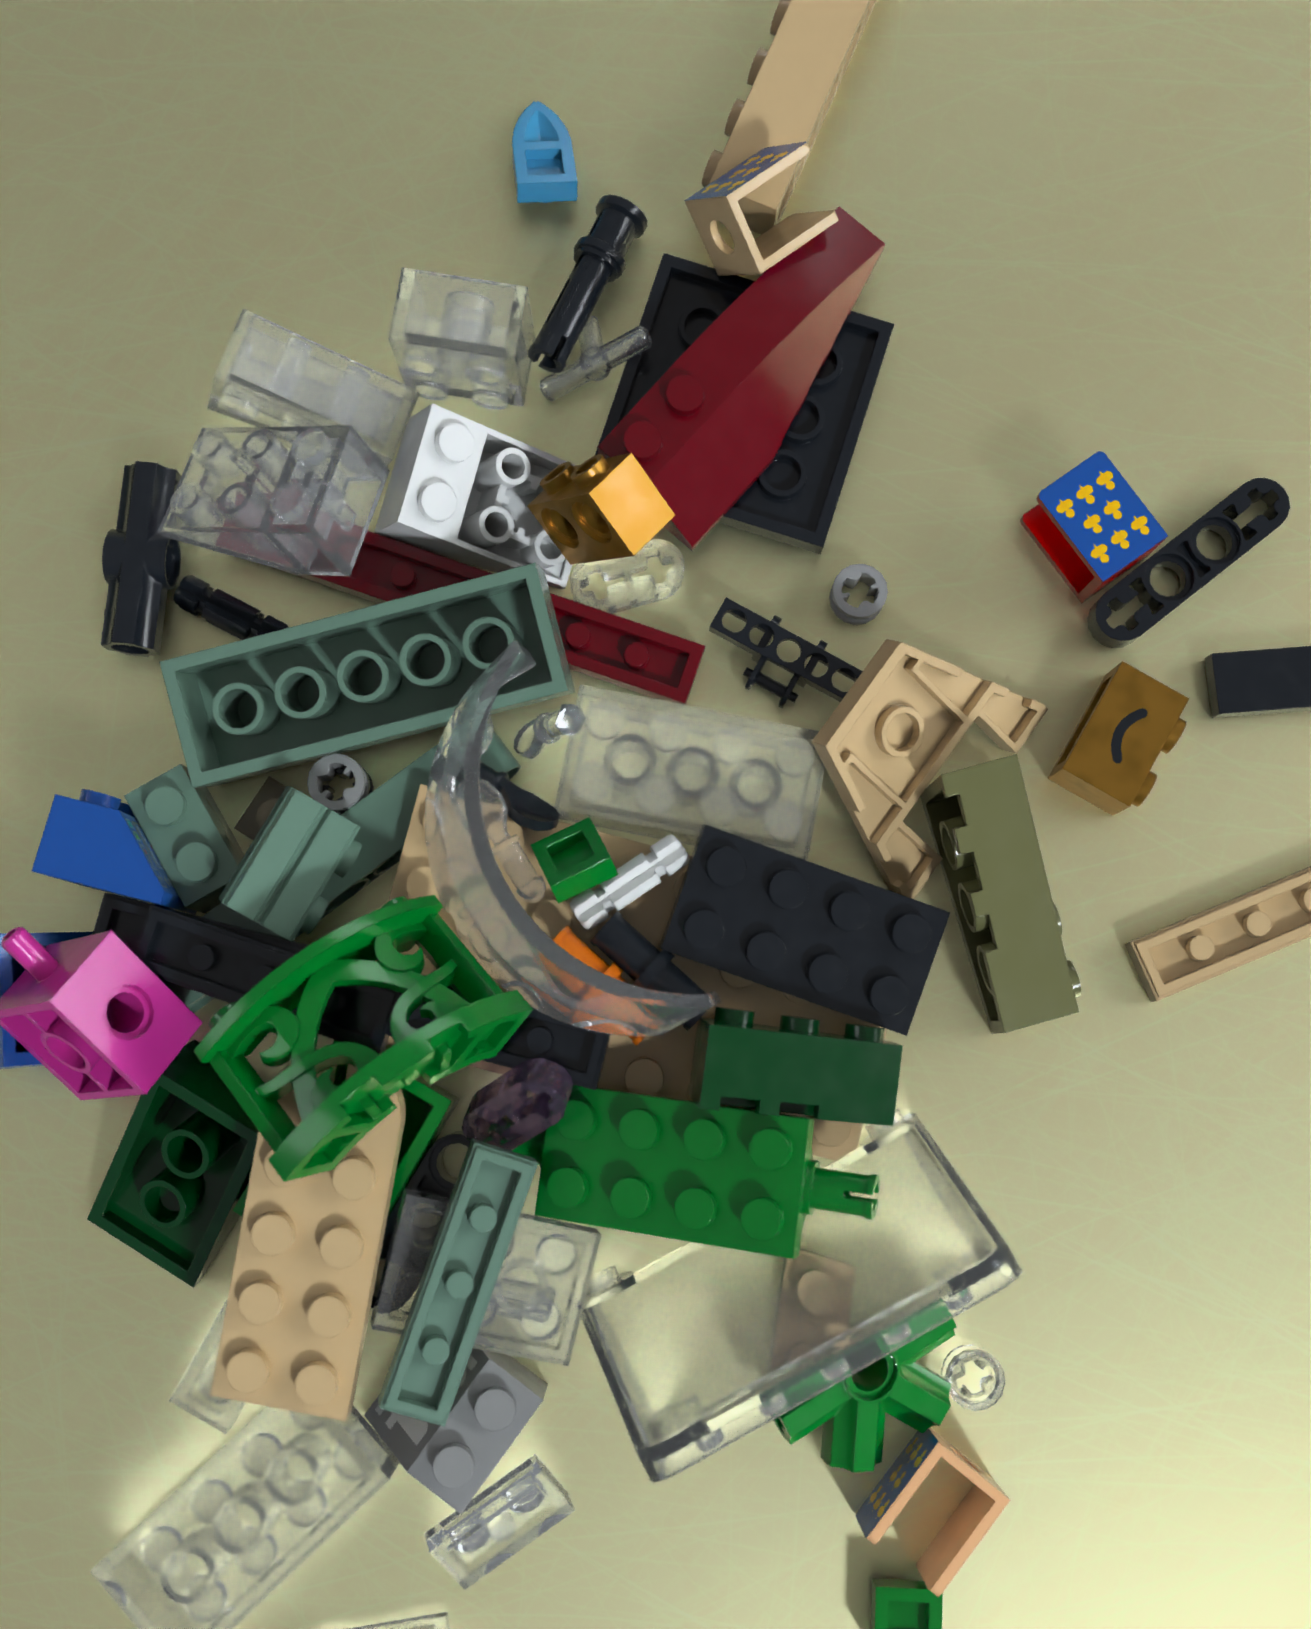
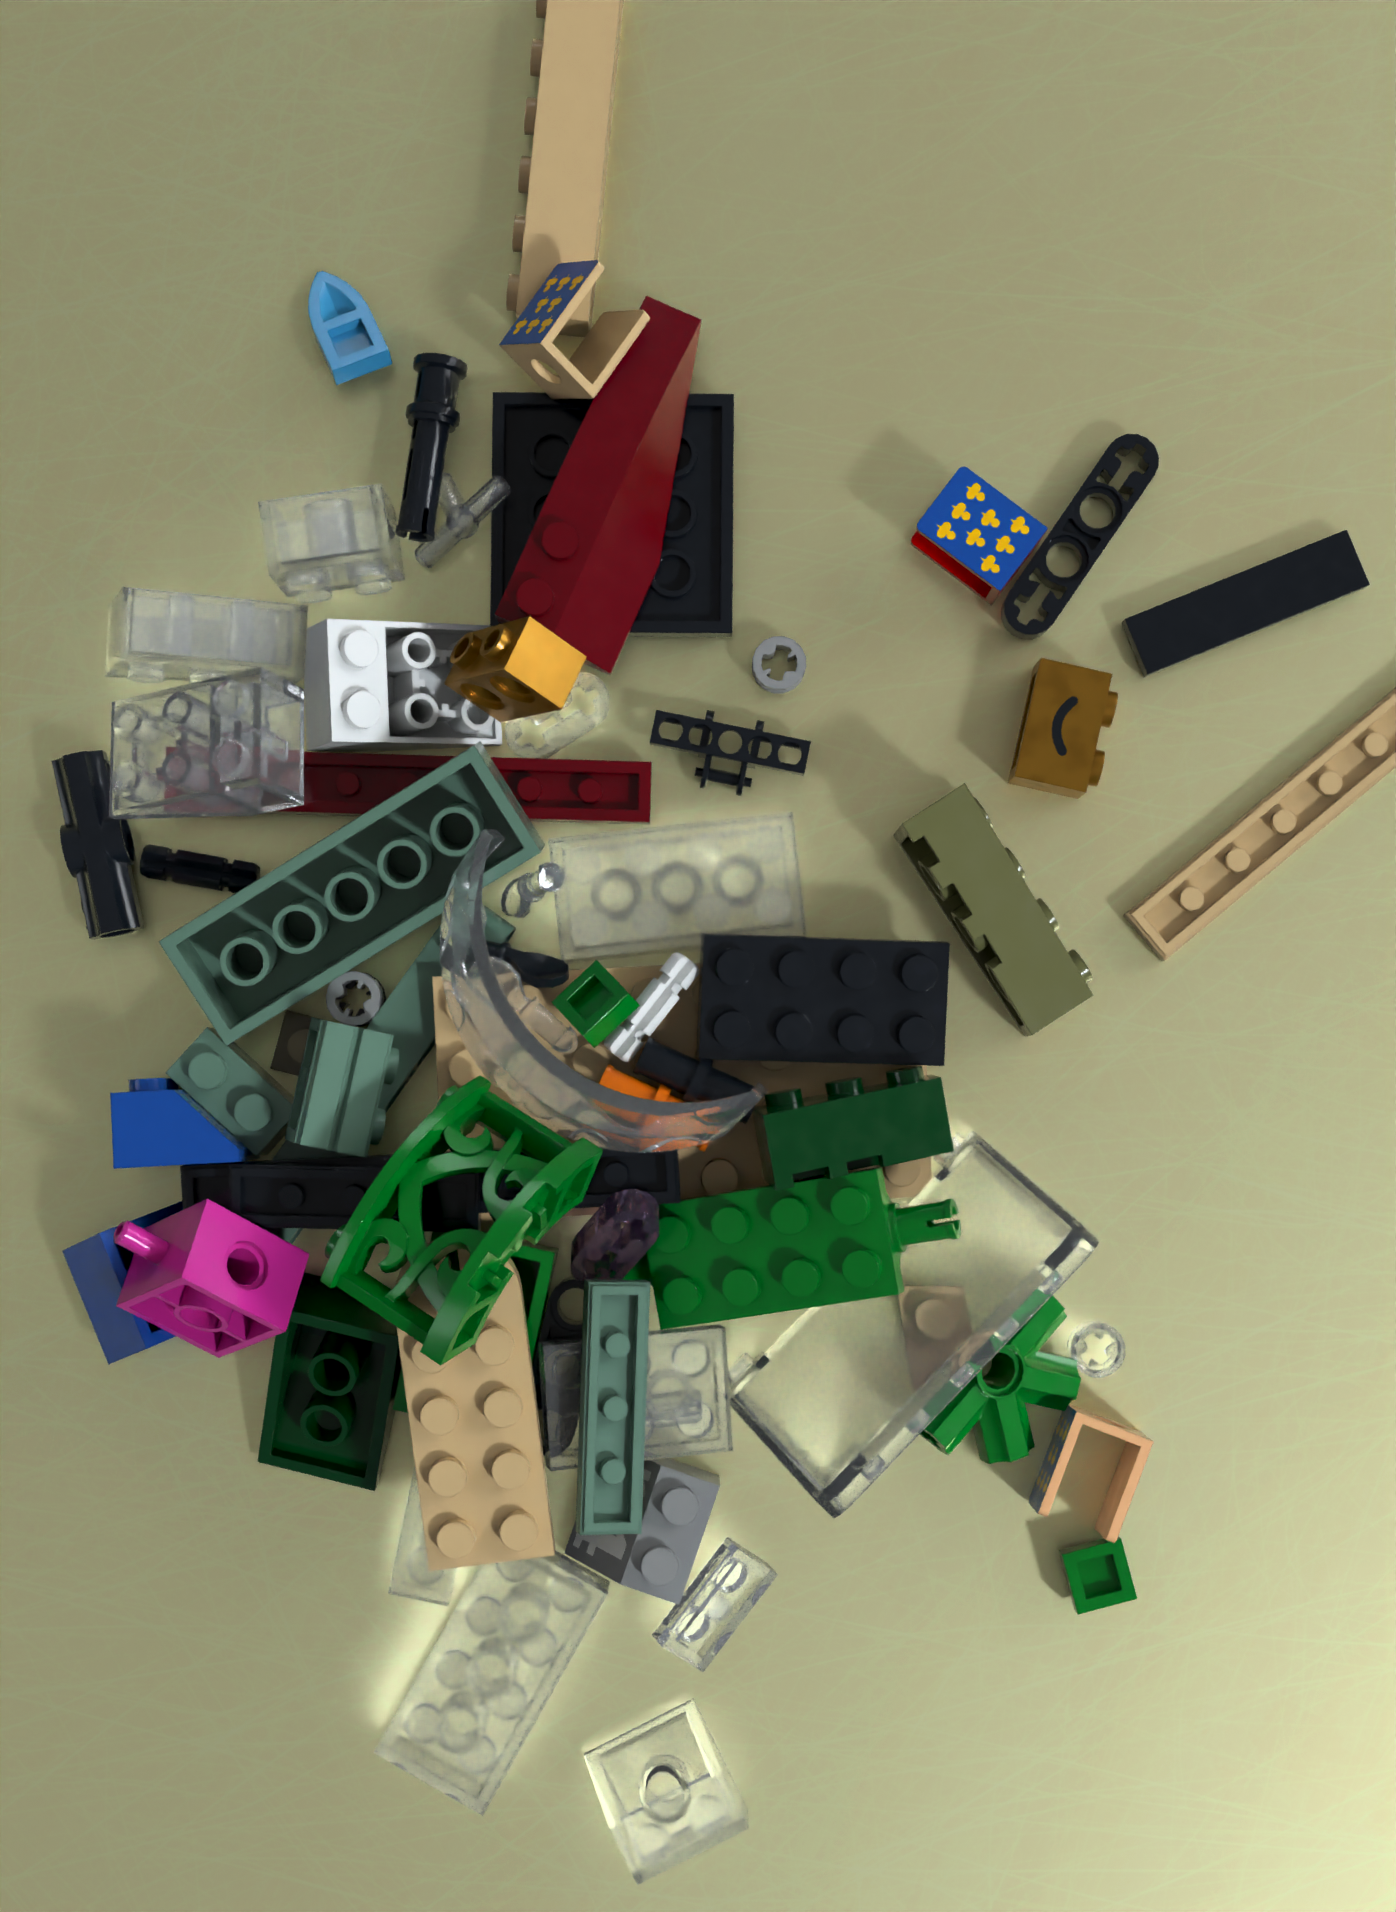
camera: 15 degrees left, 5 degrees up
(896, 736) = (854, 793): tan wing -> none

